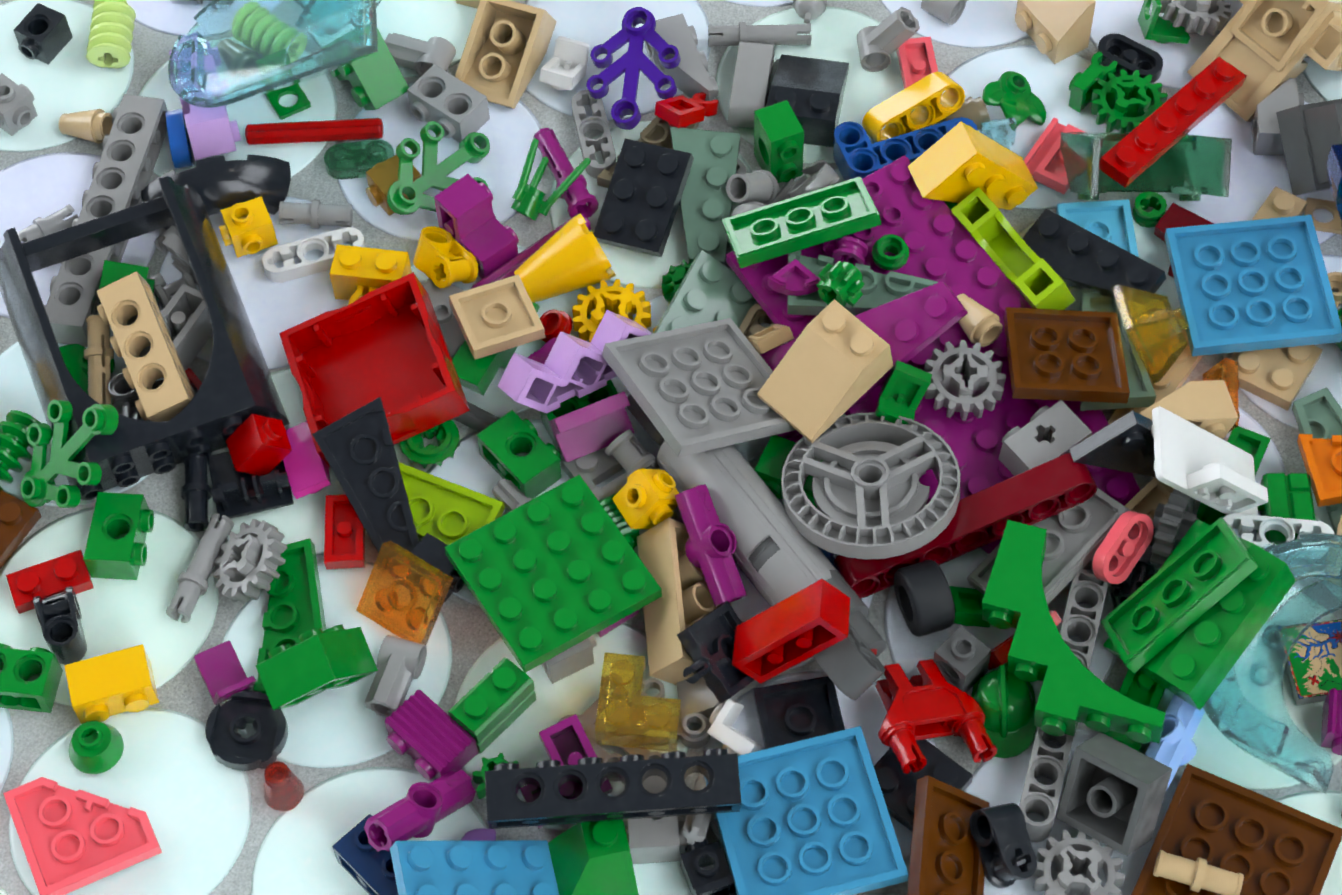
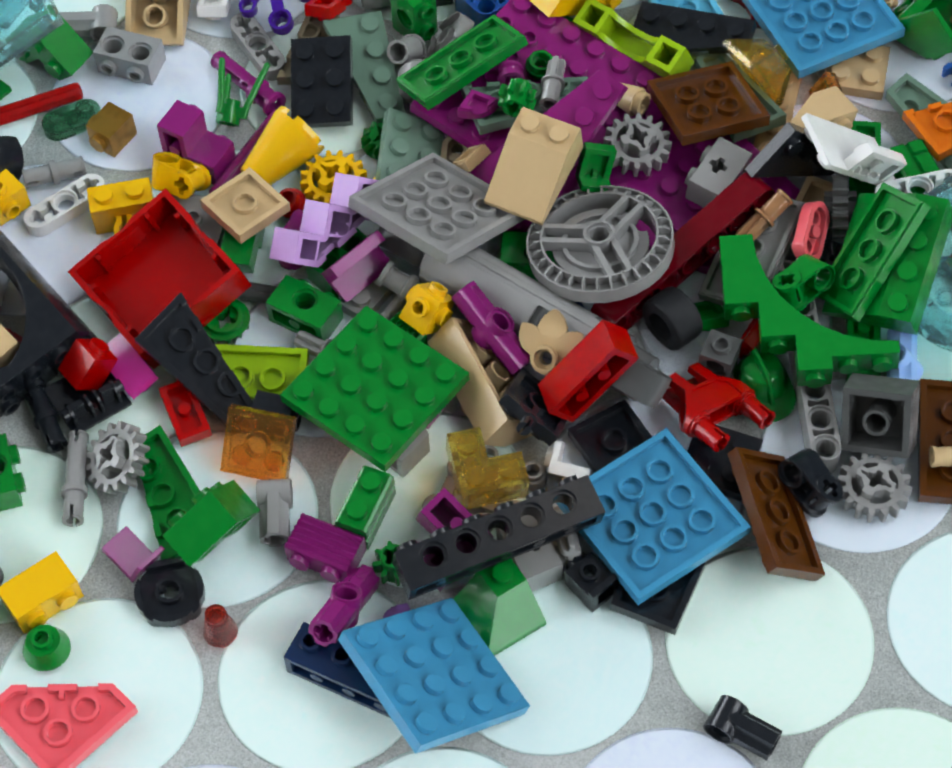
camera: 20 degrees left, 0 degrees up
(433, 175) = (127, 133): green plant -> none
(696, 698) = (531, 448): light grey slope -> none
(764, 576) = (550, 337): none -> tan plate
(891, 278) = (552, 83): none -> light grey axle
(1074, 512) = (766, 215): none -> medium nougat axle
(1088, 603) = (804, 280): none -> green piece

